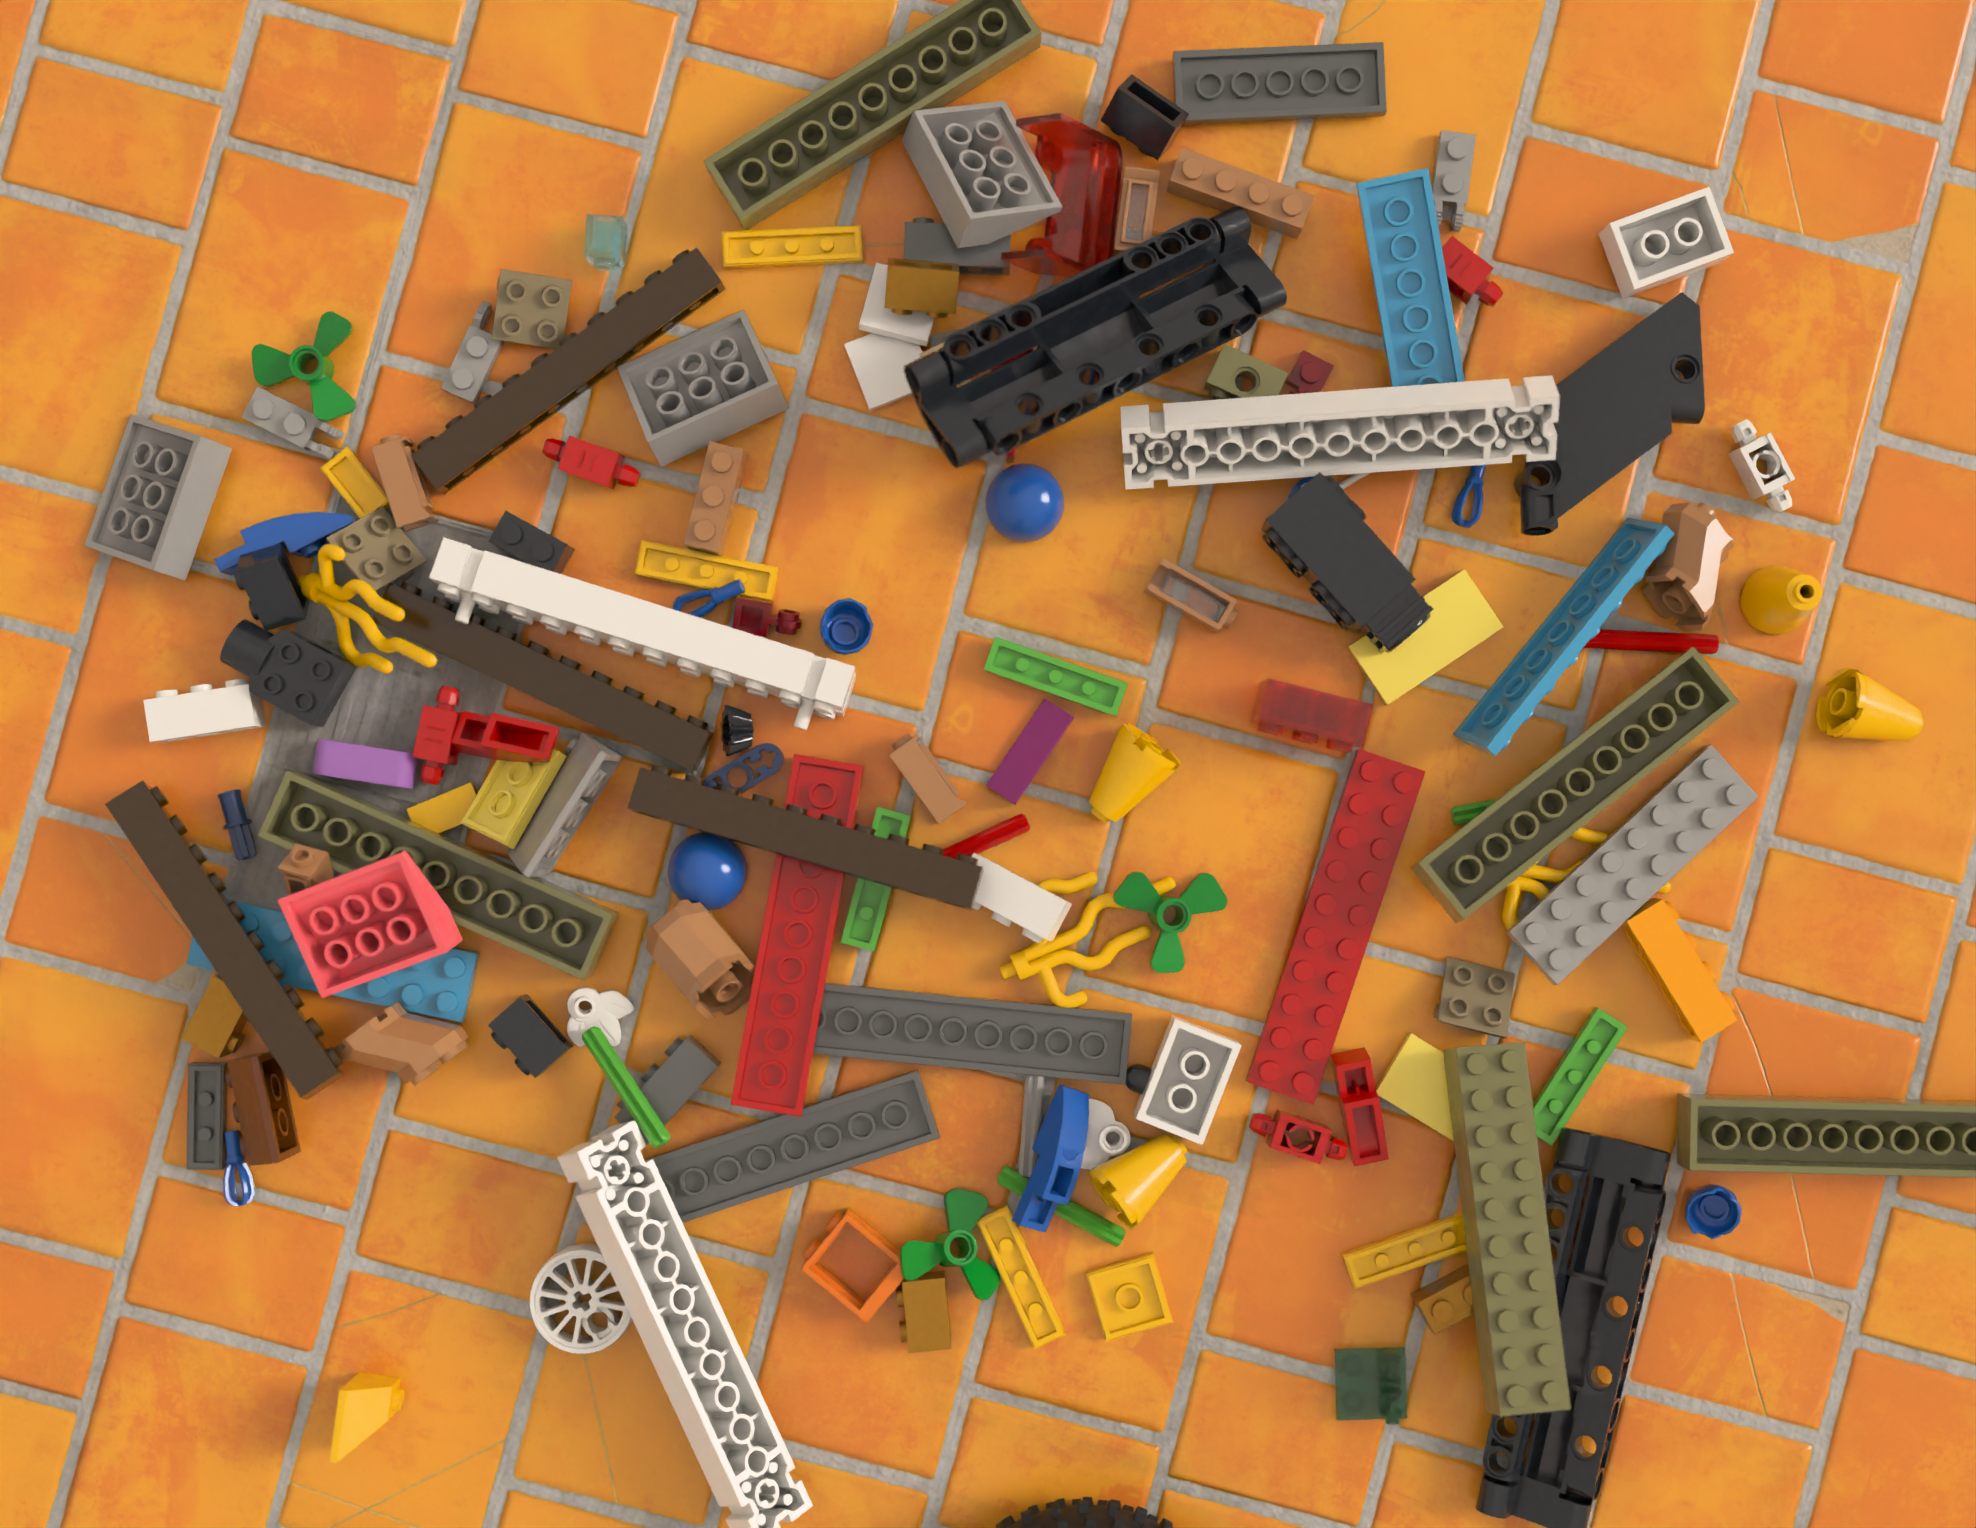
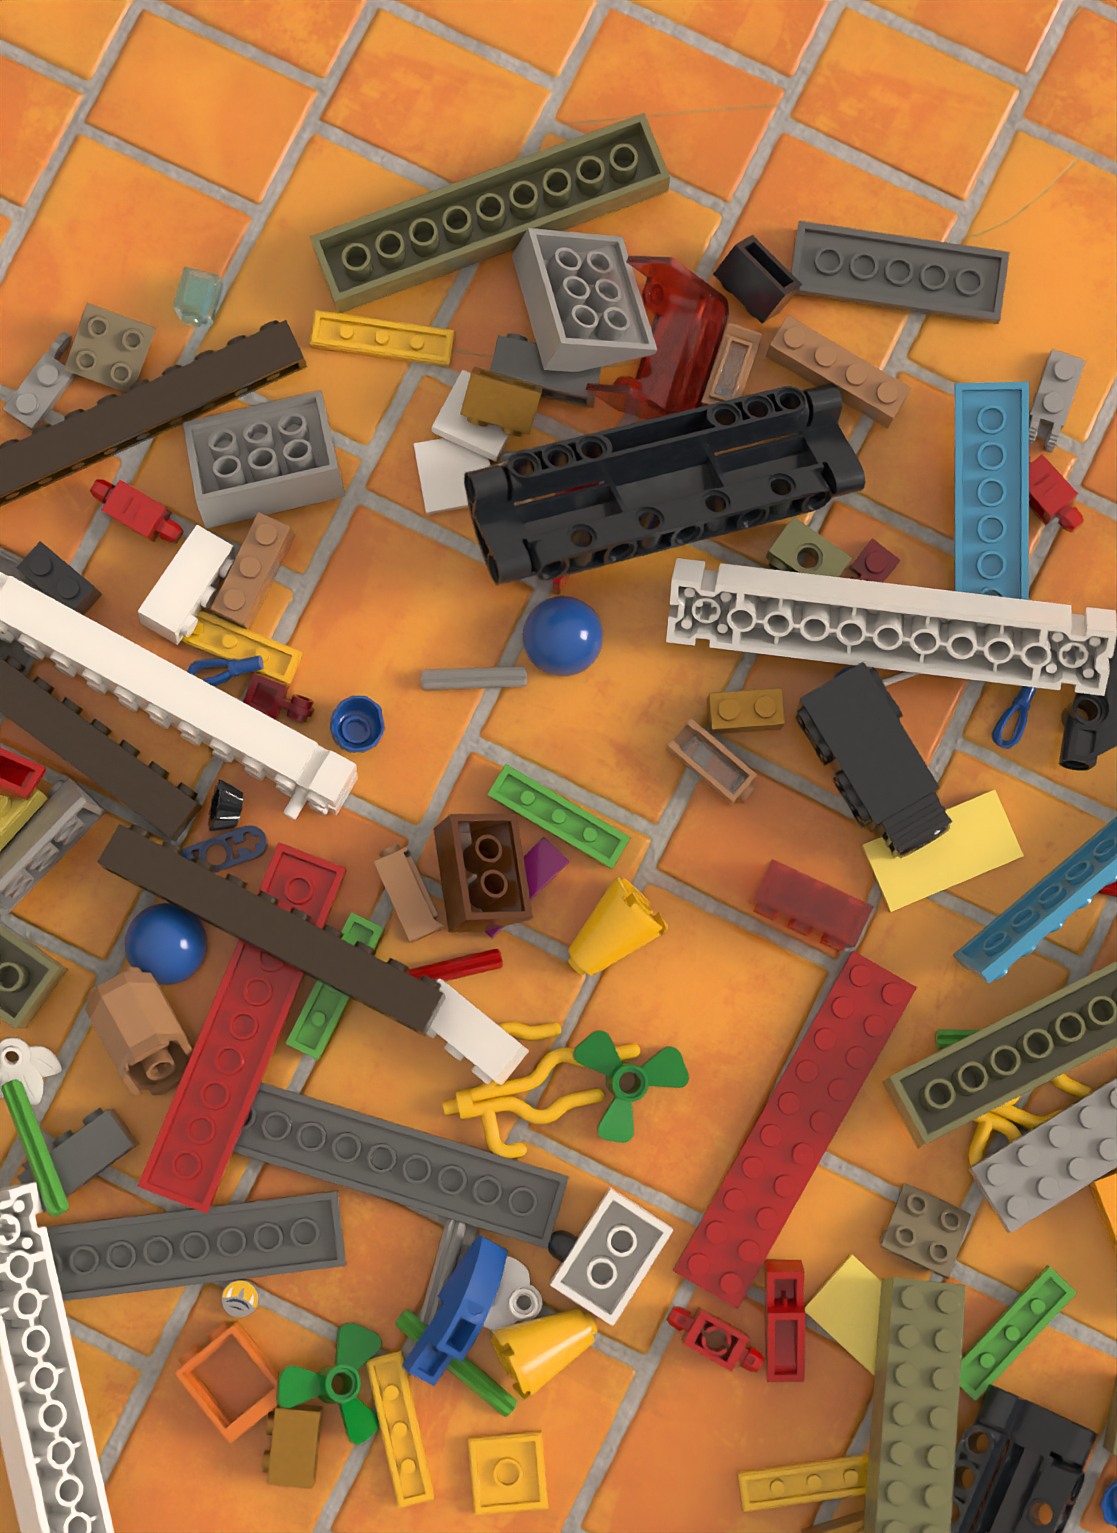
camera: 15 degrees right, 5 degrees down
(656, 525) = (187, 585): none -> white brick
(847, 1186) = (240, 1298): none -> tile
(947, 560) = (473, 678): none -> light grey axle
(994, 744) = (482, 872): none -> reddish brown slope
(1213, 541) = (745, 711): none -> pearl gold brick

